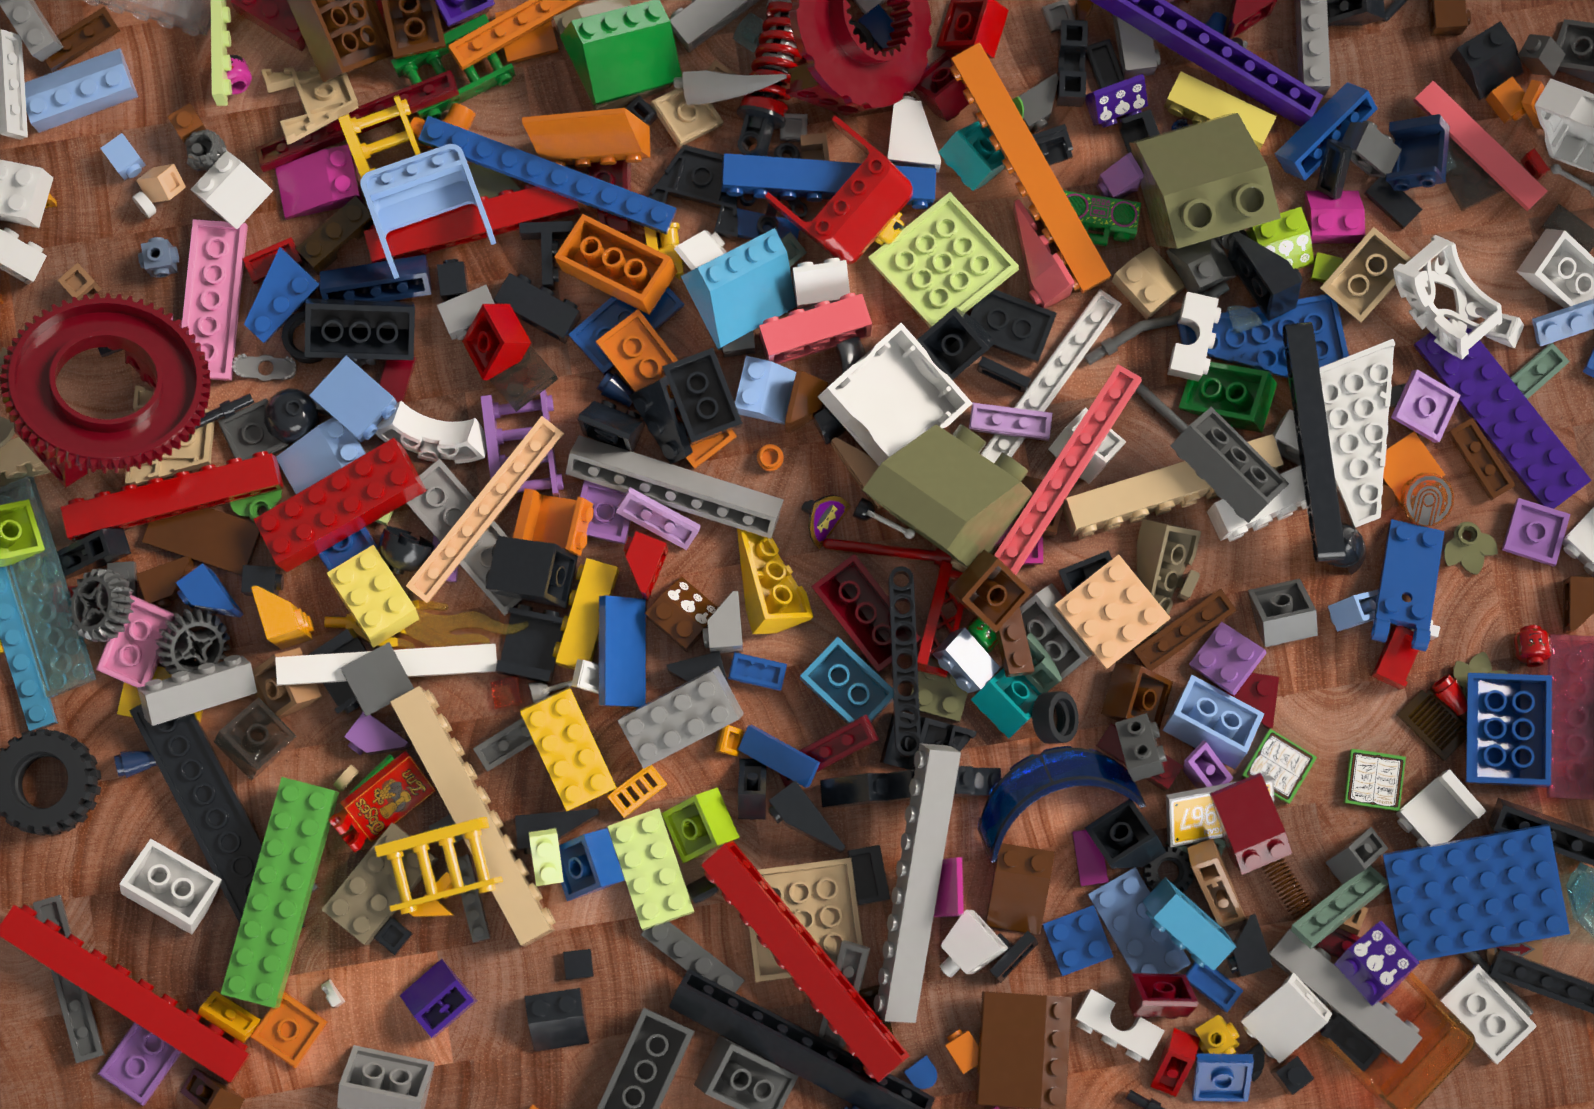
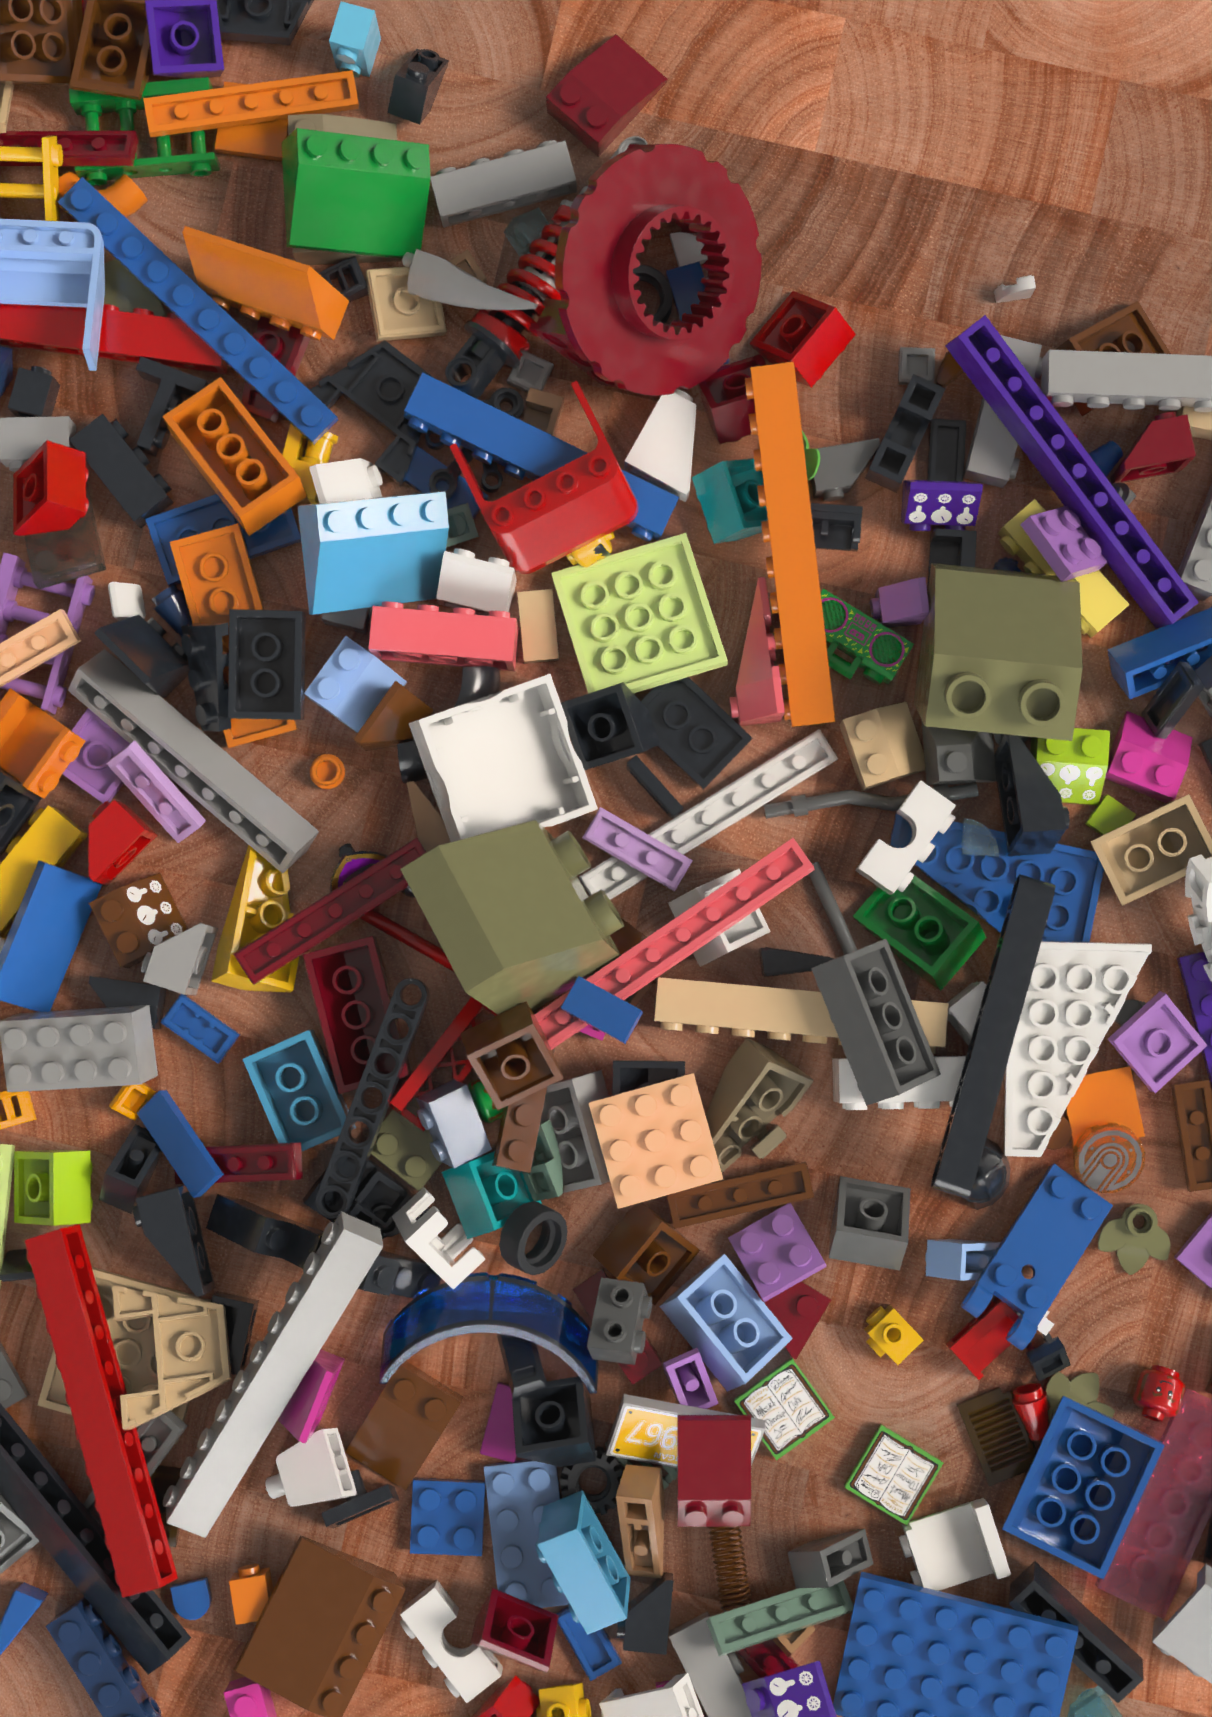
camera: 25 degrees right, 5 degrees up
(578, 396) = (126, 600): none -> white slope
(819, 549) = (328, 914): none -> dark red tile
(847, 891) = (188, 1350): none -> tan wing
(876, 298) = (538, 626): none -> tan tile
(980, 747) = (424, 1239): none -> white panel
(1038, 534) = (602, 1010): none -> blue tile
(1083, 807) = (522, 1365): none -> black tile
(1143, 458) = (784, 962): none -> black slope
(1215, 91) = (1064, 543): none -> medium lavender plate
(1331, 682) = (891, 1334): none -> yellow brick
(1445, 653) = (1048, 1357): none -> black tile

